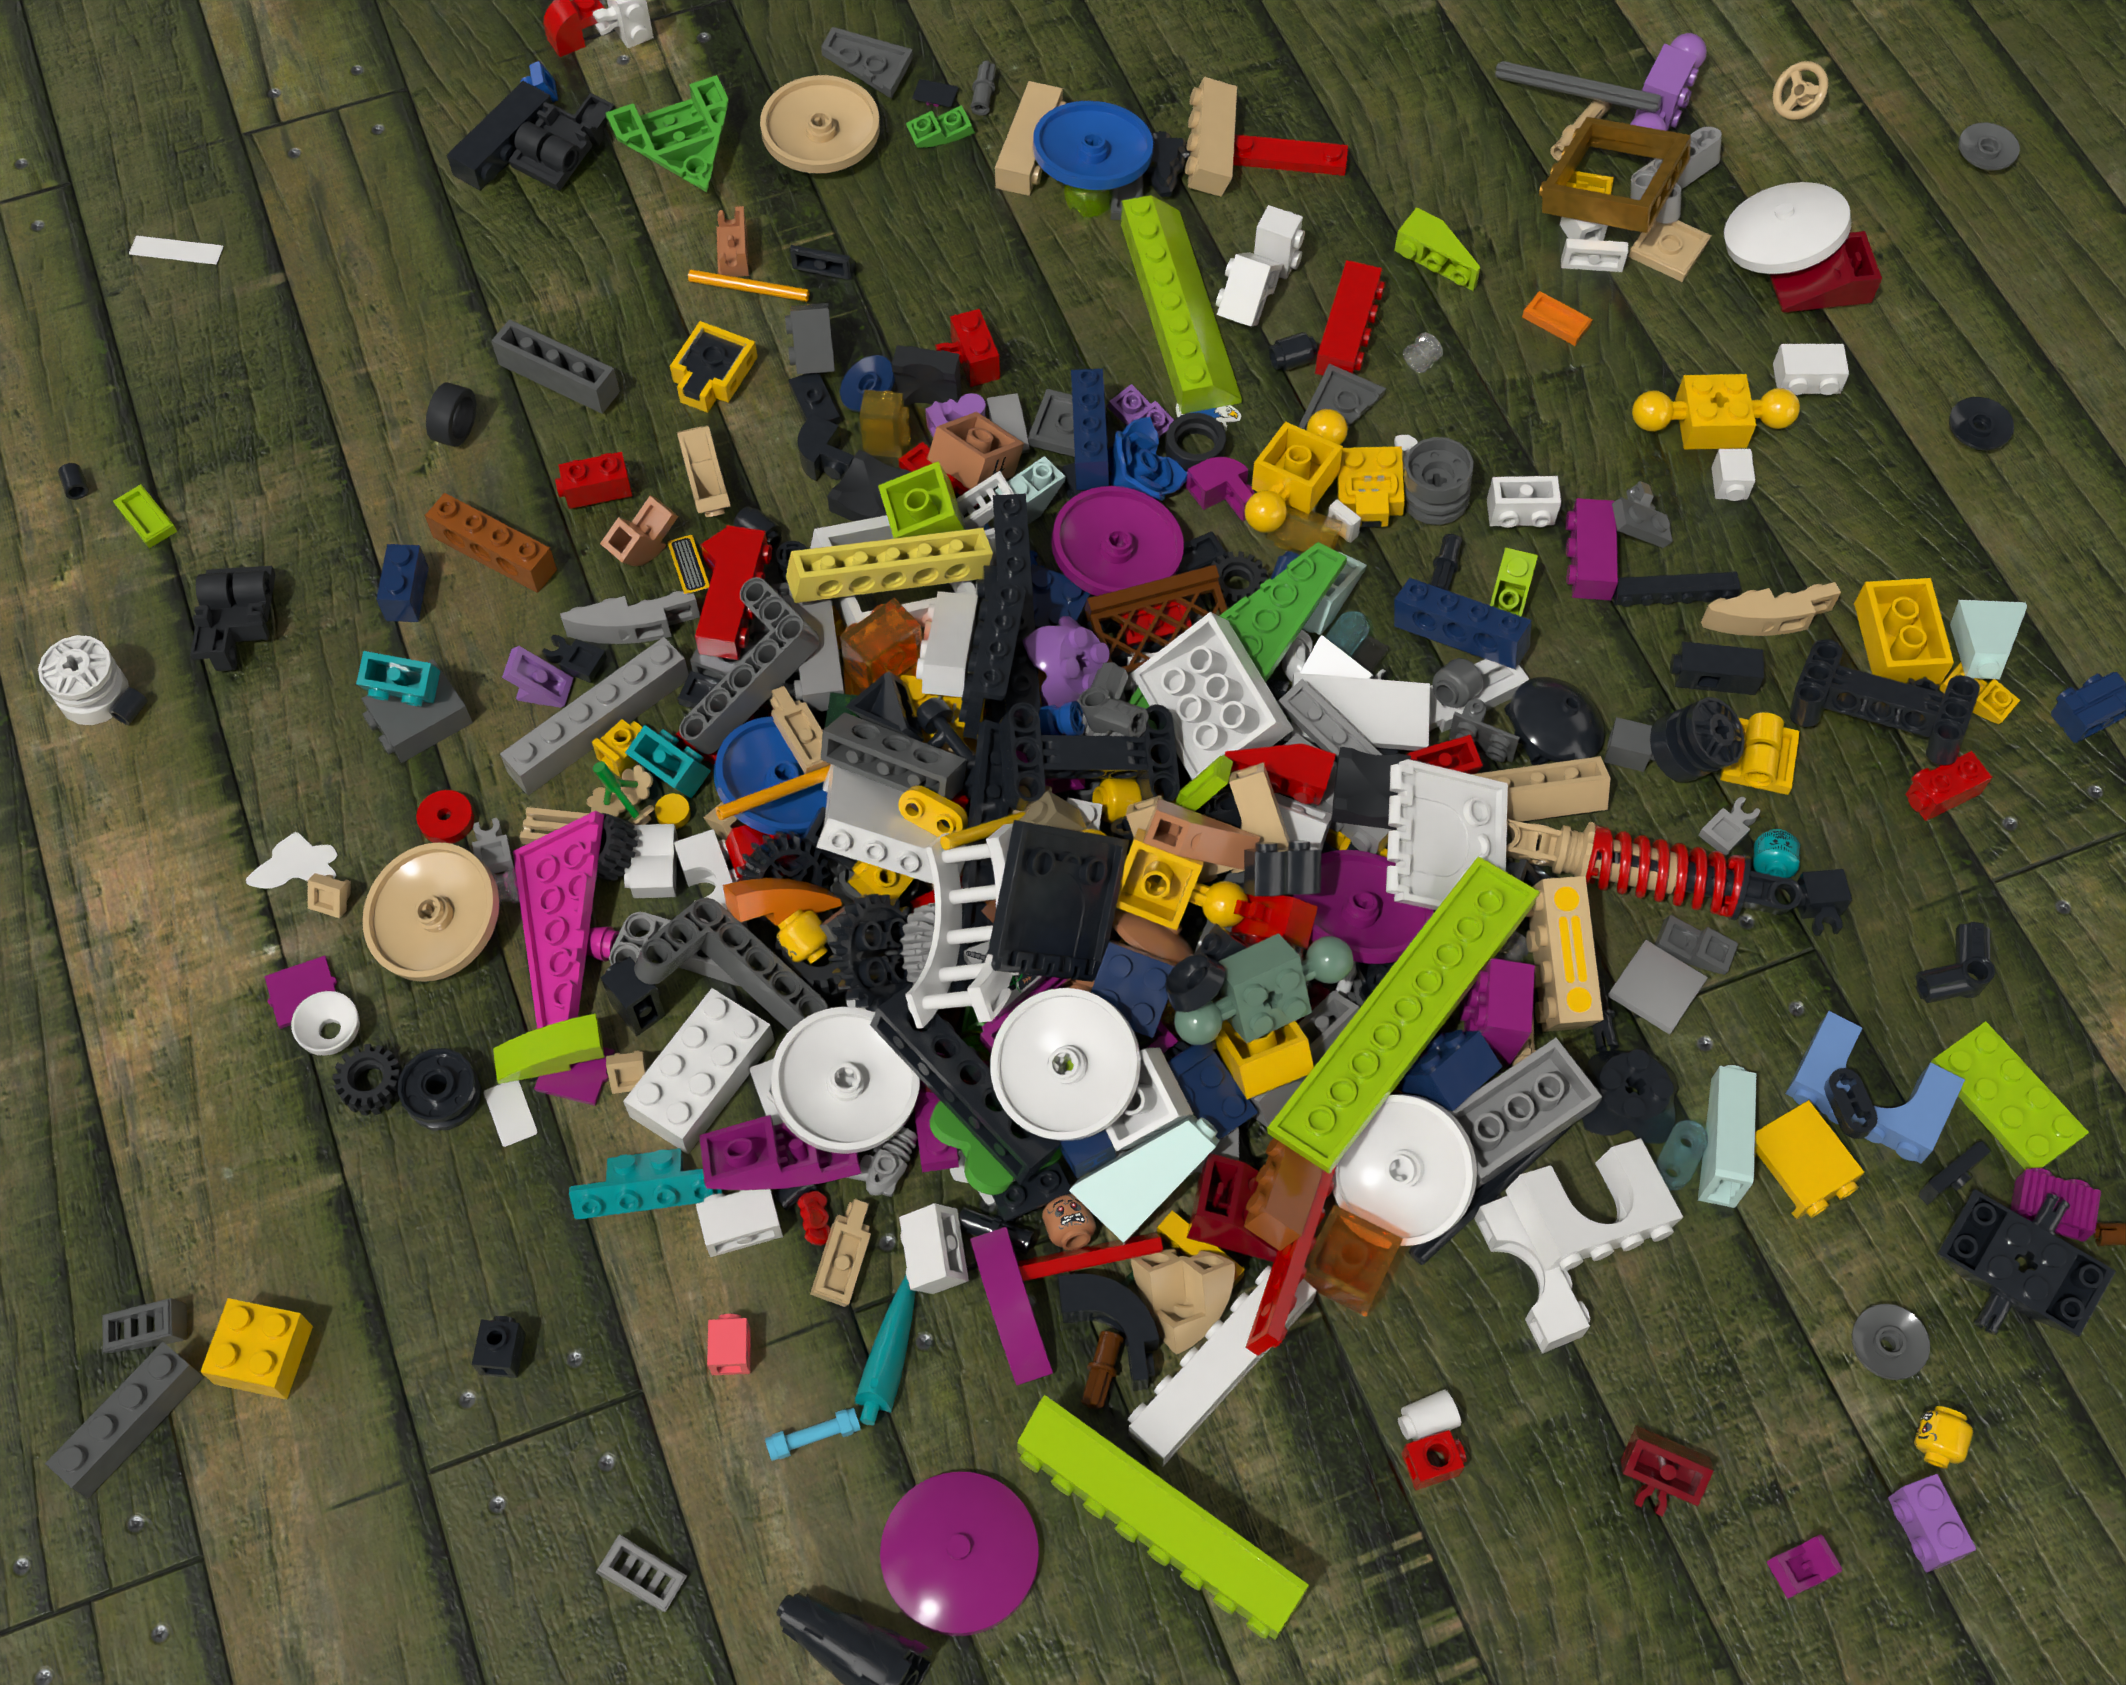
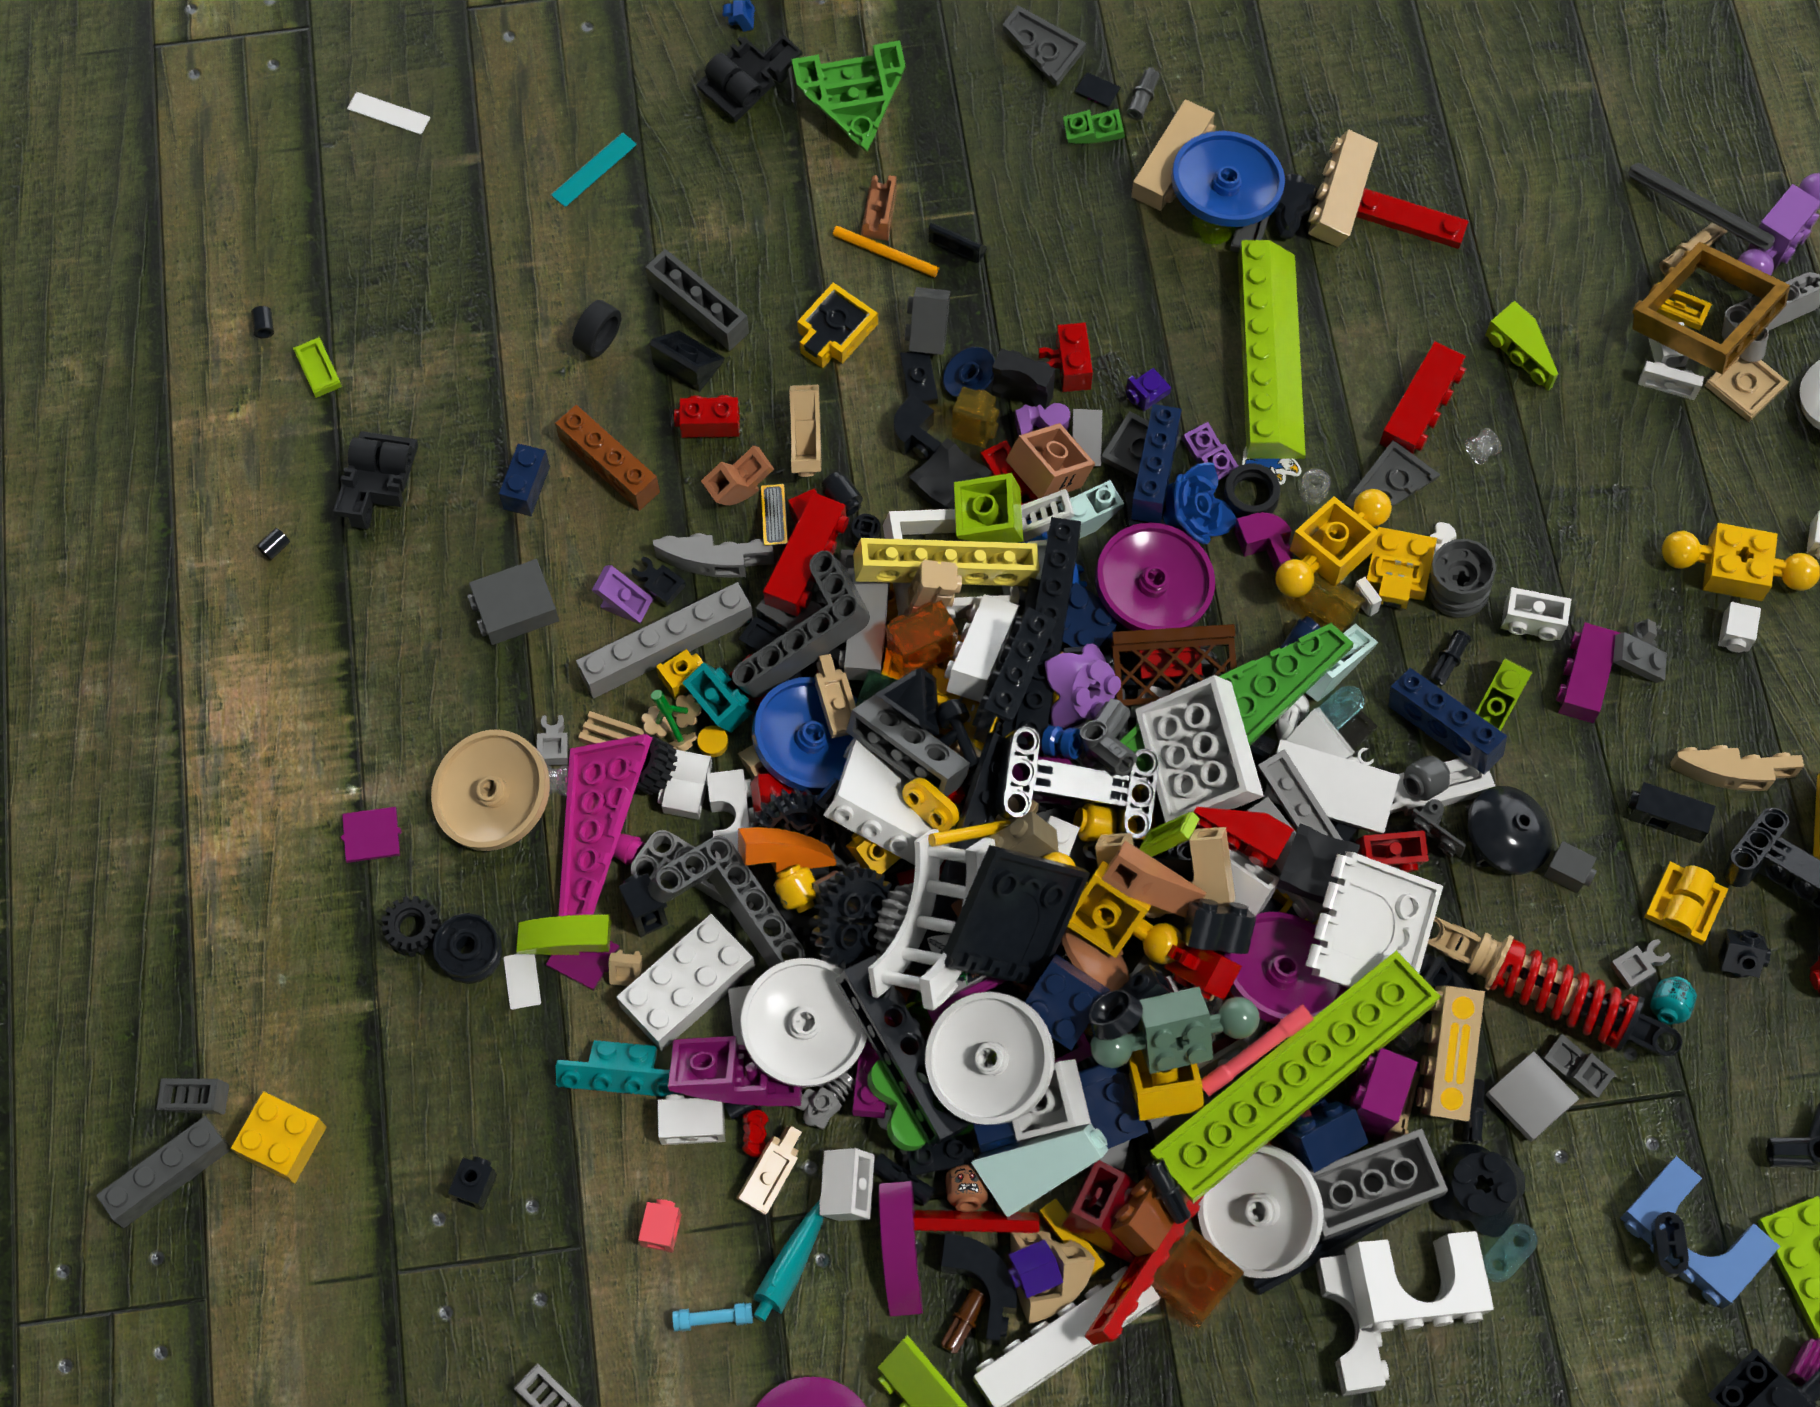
camera: 15 degrees right, 5 degrees up
(82, 679) = (239, 513): white wheel -> none
(293, 859) = (387, 714): white sticker -> none
(316, 1013) = (377, 858): white piece -> none
(328, 894) = (408, 753): tan tile -> none
(398, 677) = (503, 574): teal brick -> none
(414, 265) = (594, 169): none -> teal sticker
(441, 804) = (519, 716): red piece -> none
(492, 141) = (686, 62): black brick -> none
(554, 430) = (685, 359): none -> black slope
(772, 793) = (798, 751): light orange piece -> none
(820, 124) = (984, 104): tan dish -> none
(880, 583) = (934, 583): none -> tan brick
(1057, 365) = (1147, 389): none -> dark purple bracket
(1169, 1289) = (1034, 1269): none -> dark purple brick
(1200, 553) = (1228, 602): black plate -> none
(1242, 568) = (1256, 619): black tyre -> none
(1247, 287) = (1339, 345): white brick -> none
(1263, 432) = (1314, 493): none -> clear wheel
(1280, 238) = (1376, 310): white brick -> none
(1292, 351) = (1363, 420): black brick -> none
(1298, 1166) = (1167, 1190): none -> black axle
(1382, 962) = (1285, 1028): none -> coral piece
(1554, 788) = (1483, 894): tan brick -> none
(1557, 318) = (1619, 435): orange tile -> none
(1676, 588) = (1655, 727): black piece -> none
(1697, 740) = (1629, 879): black wheel -> none
(1730, 1128) = (1556, 1246): light aqua slope -> none
(1807, 1159) = (1617, 1283): yellow panel -> none
(1824, 898) = (1703, 1048): black brick -> none
(1835, 791) = (1743, 953): none -> black brick
(1954, 1175) = (1748, 1327): black plate -> none

